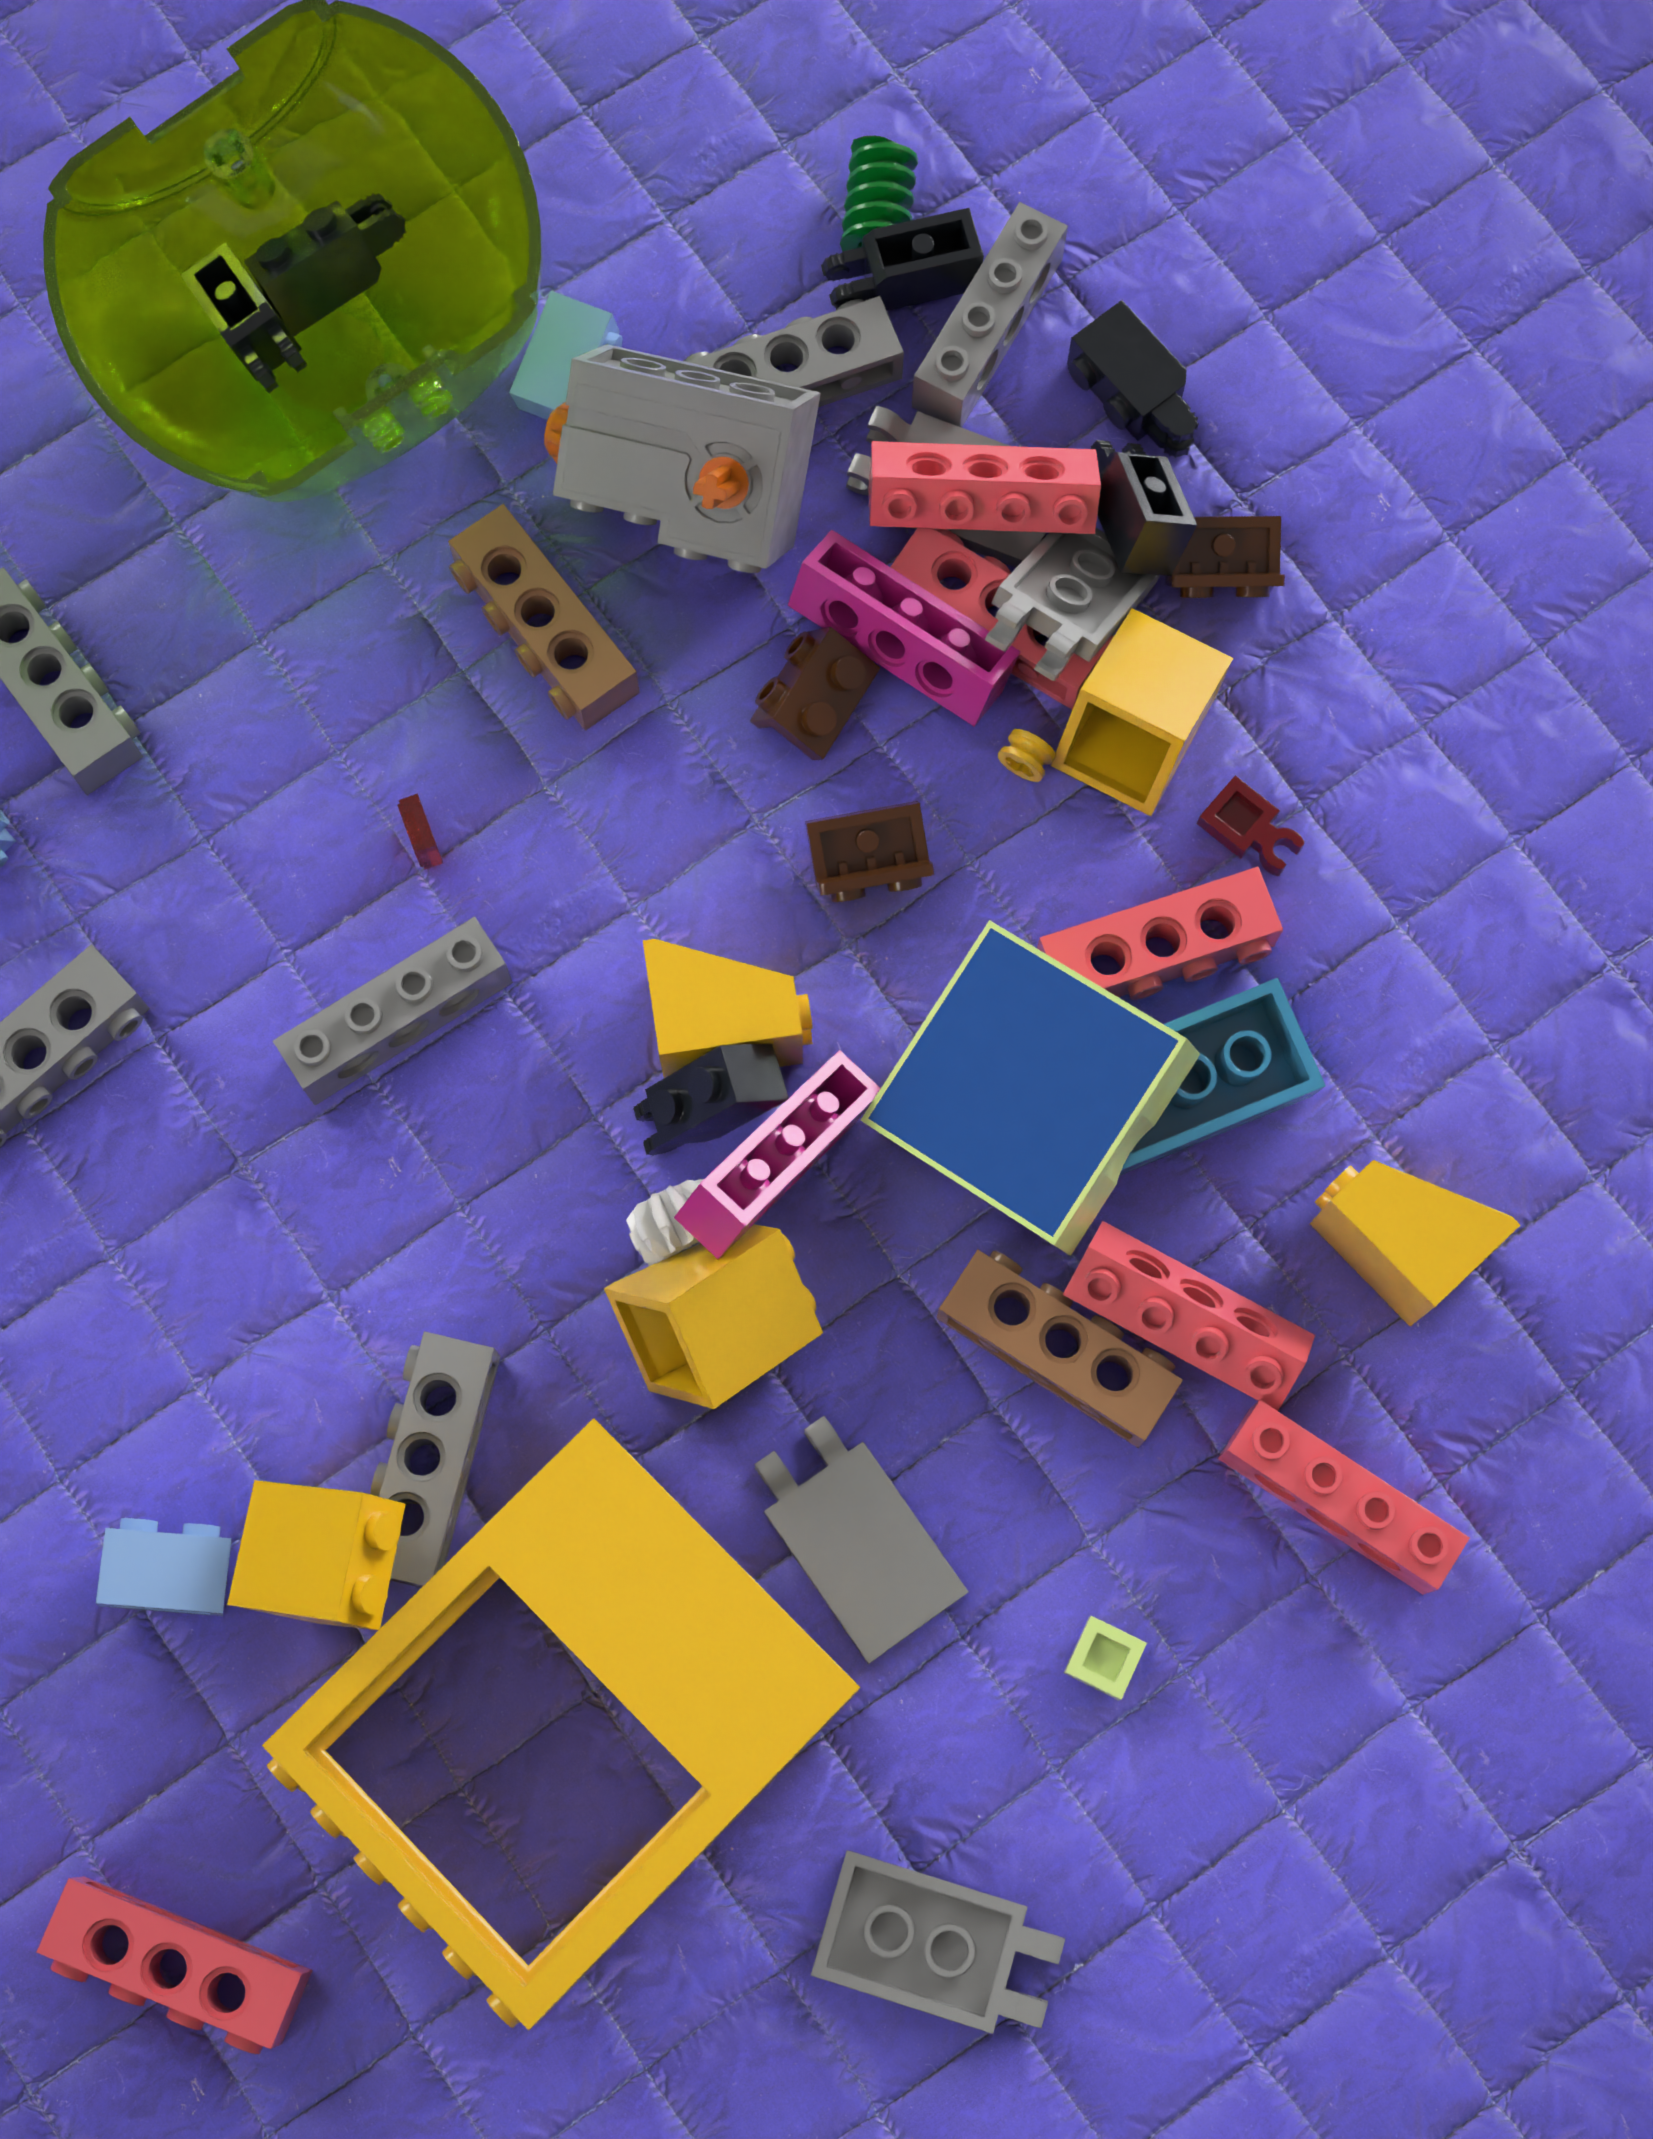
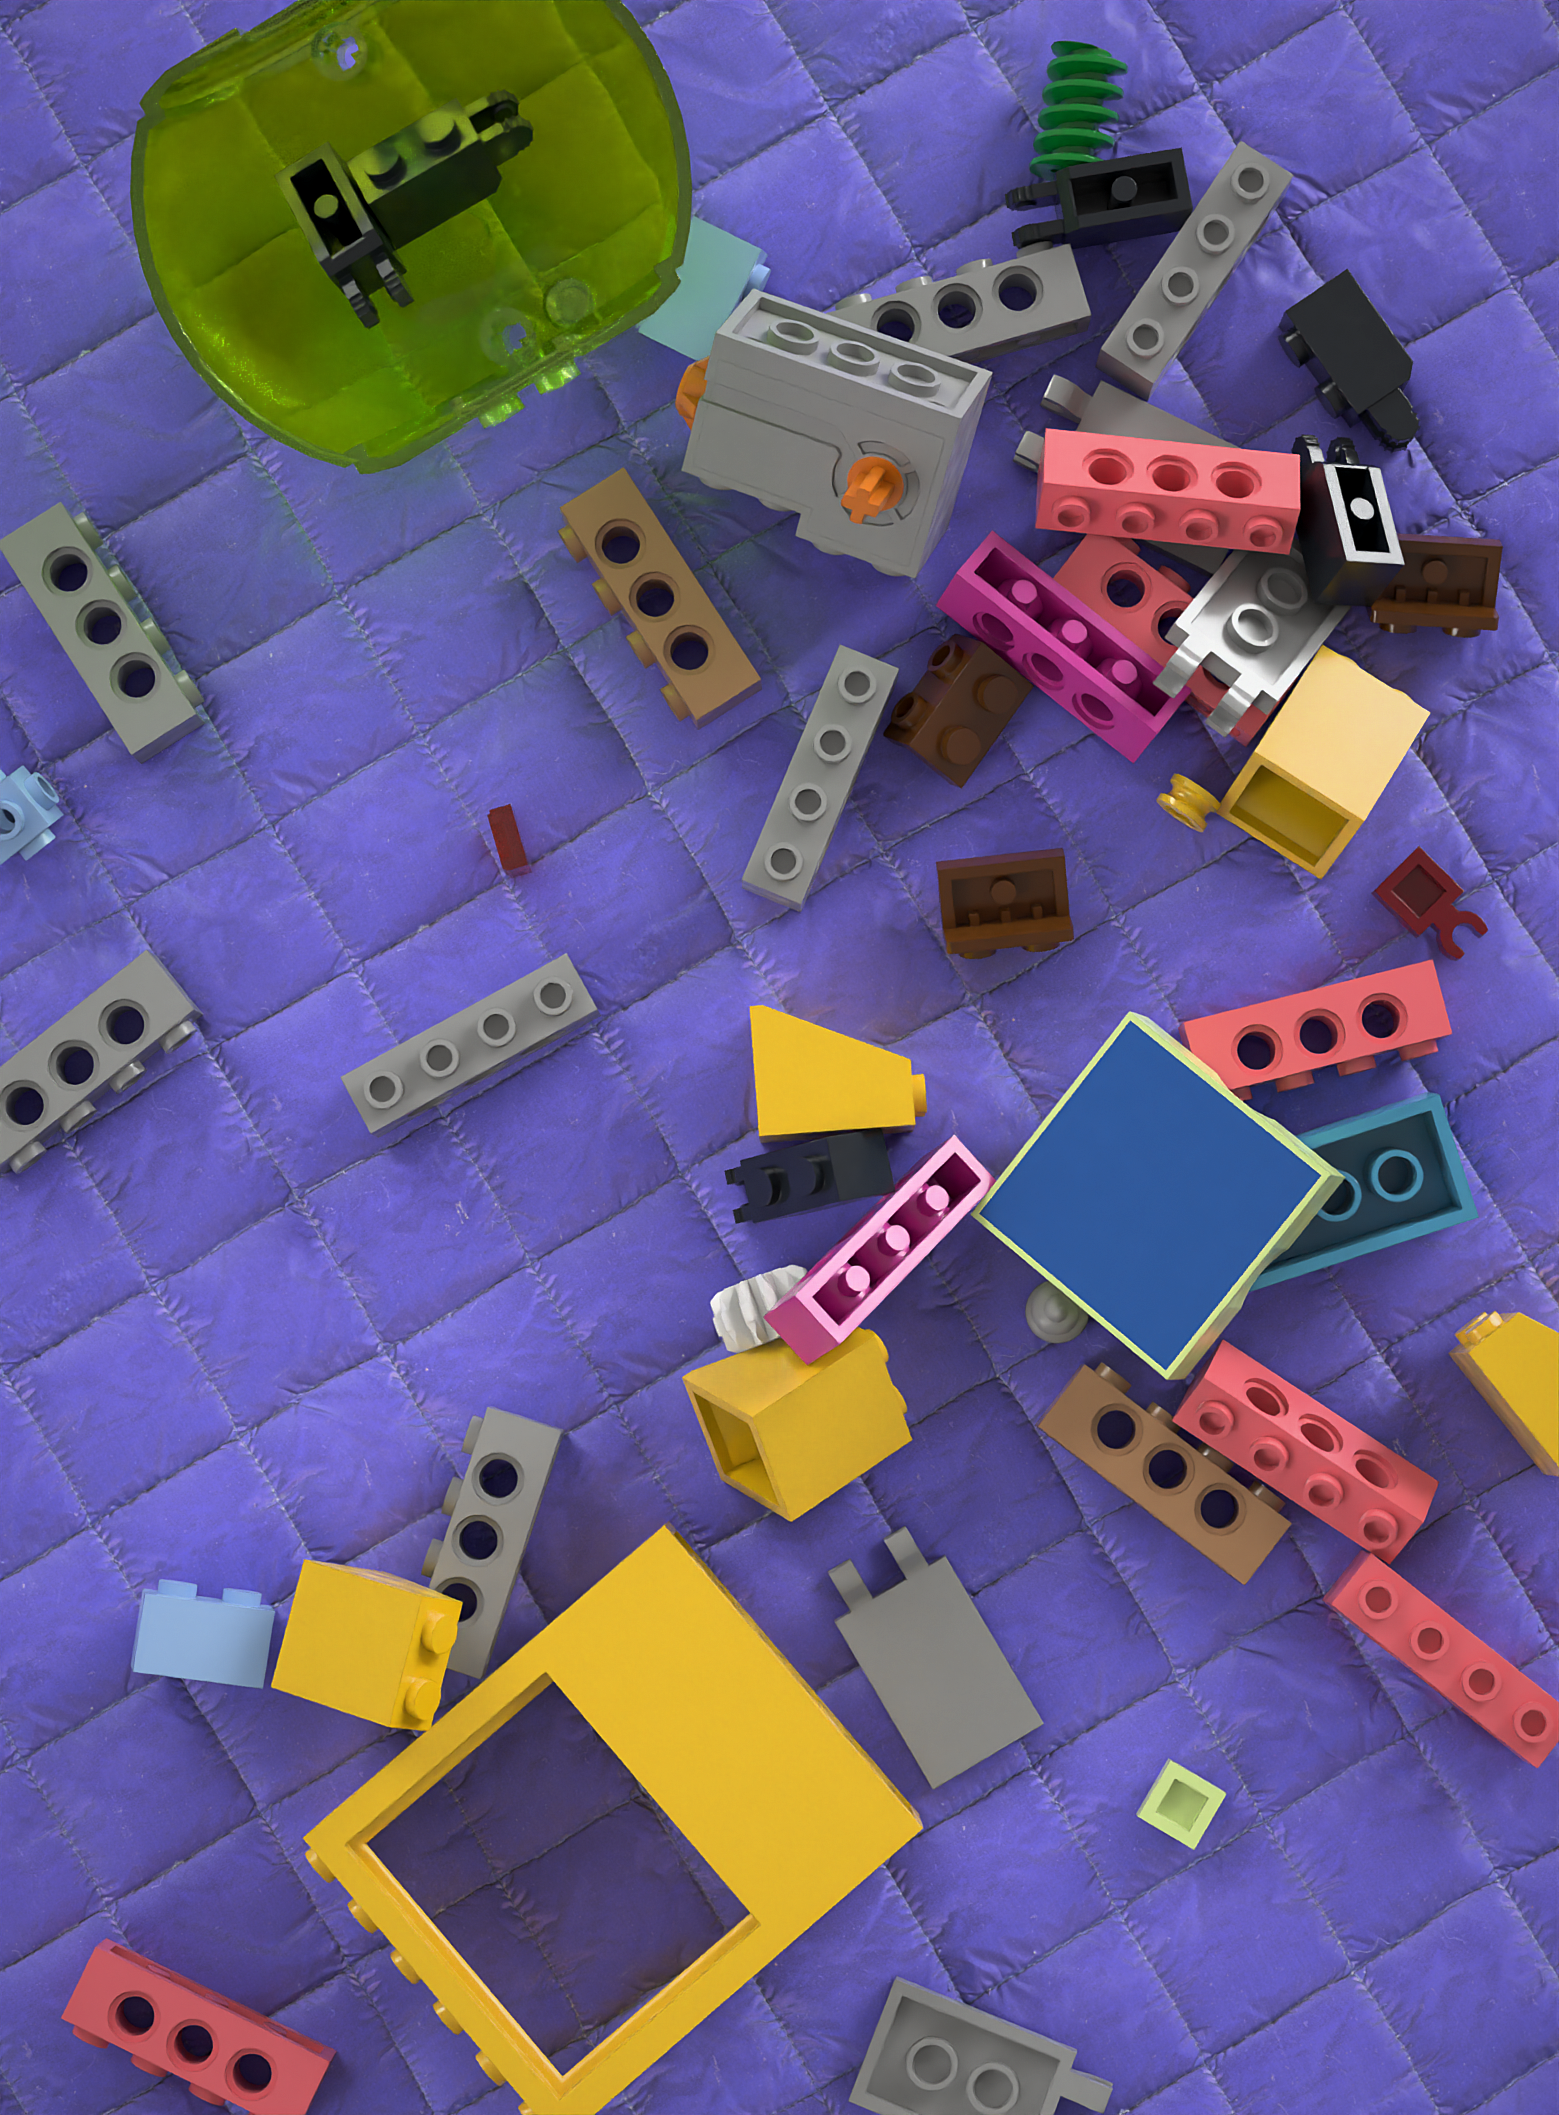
camera: 10 degrees right, 10 degrees up
(695, 757) = (820, 778): none -> light grey brick
(947, 1210) = (1054, 1315): none -> light grey plate

